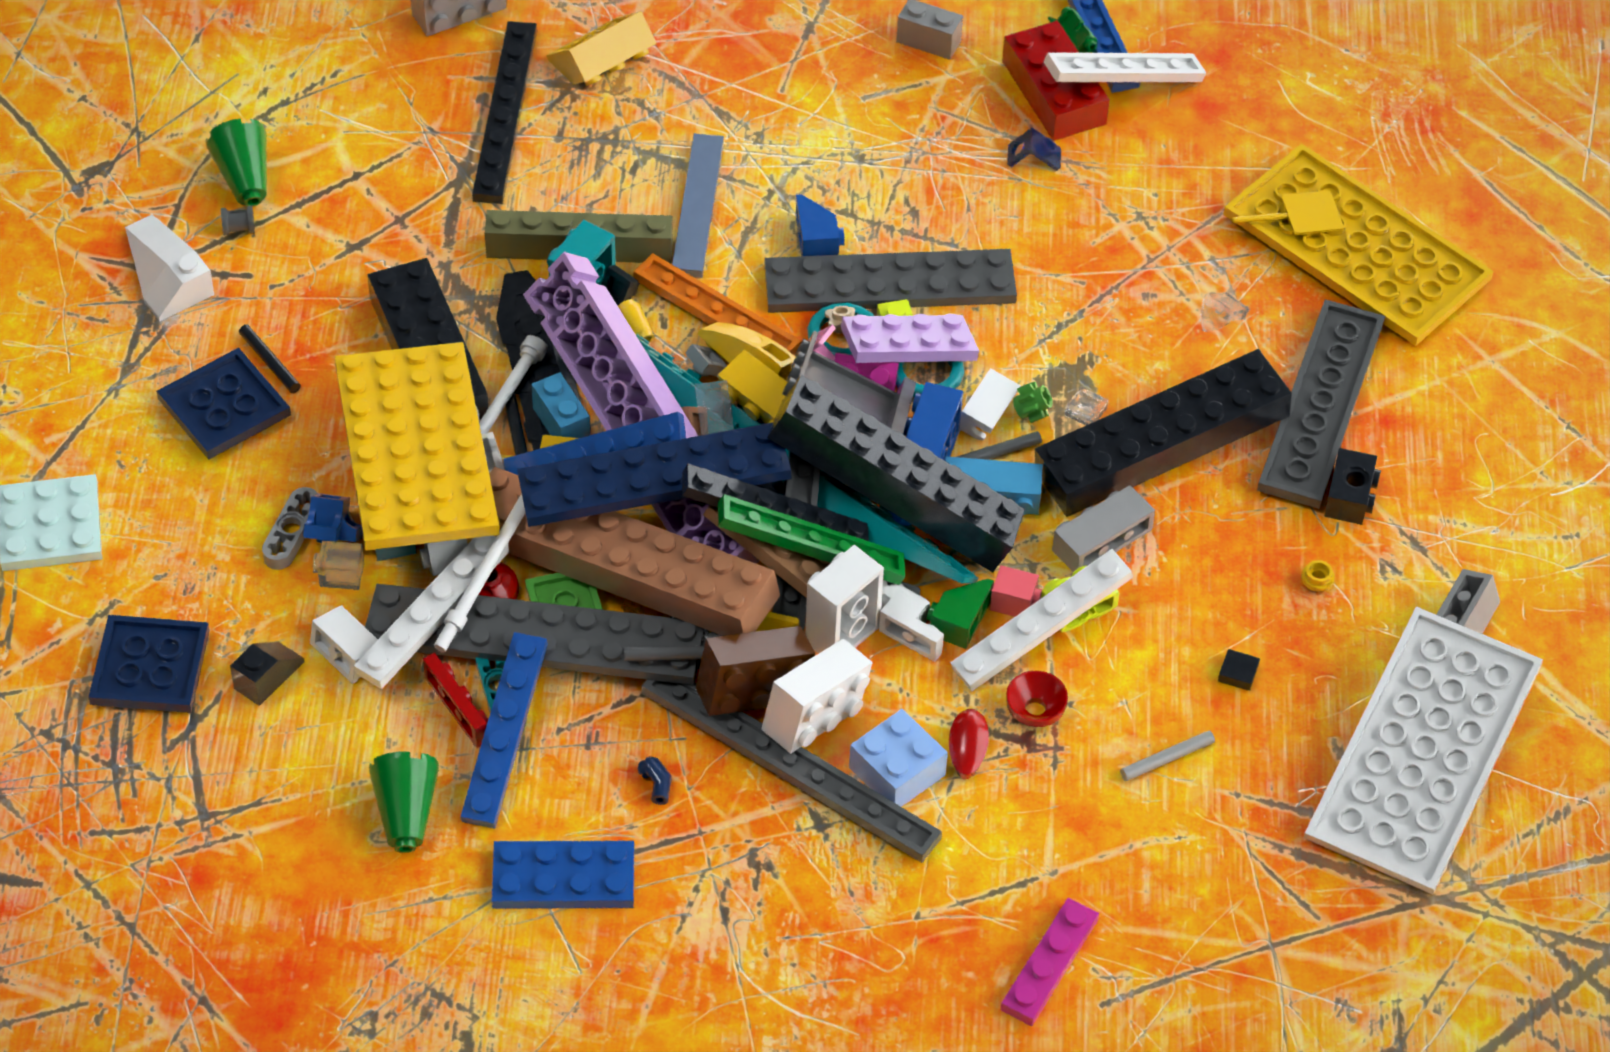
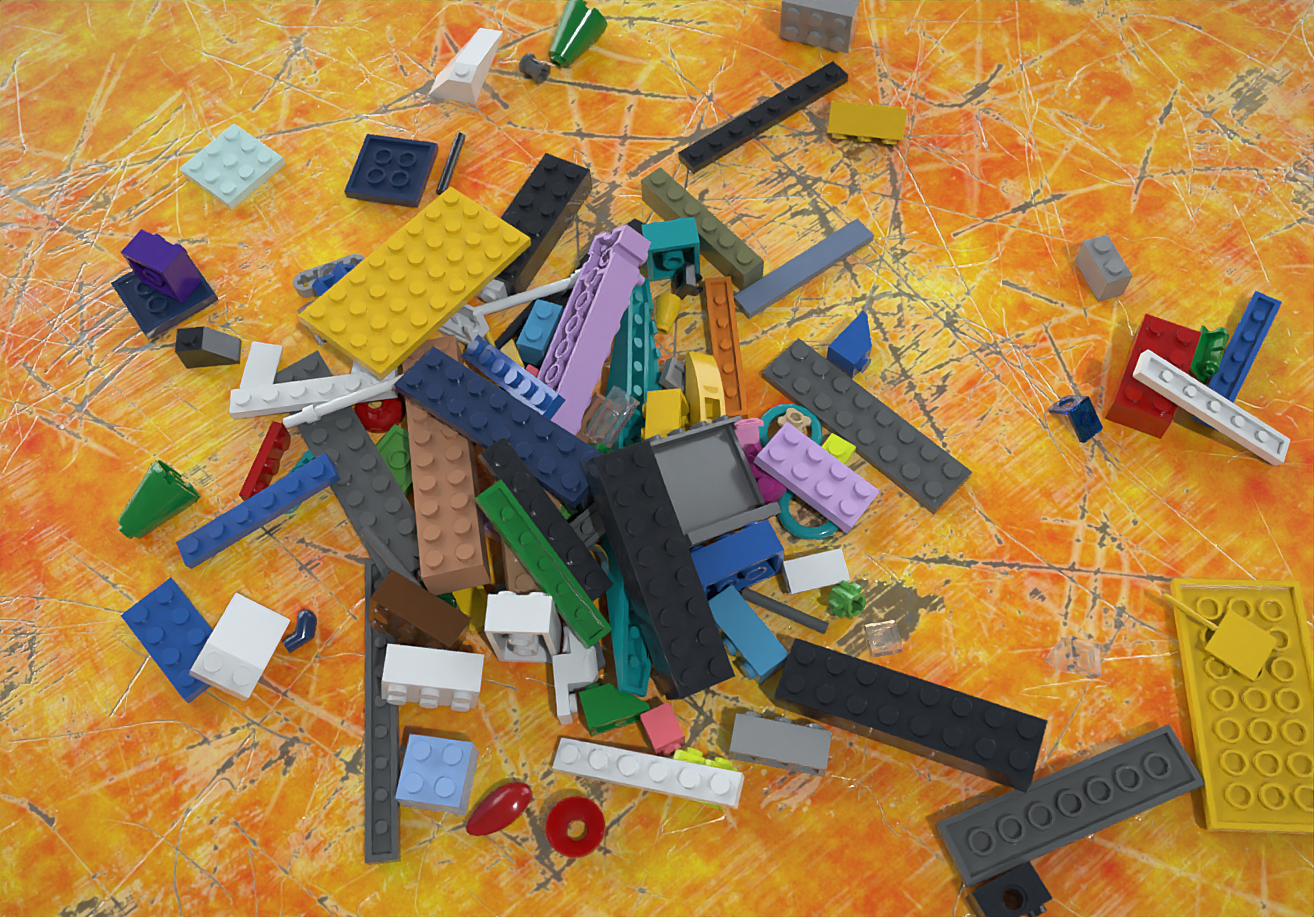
camera: 55 degrees right, 10 degrees up
(146, 627) = (162, 265): none -> dark purple brick
(636, 826) = (239, 647): none -> white slope

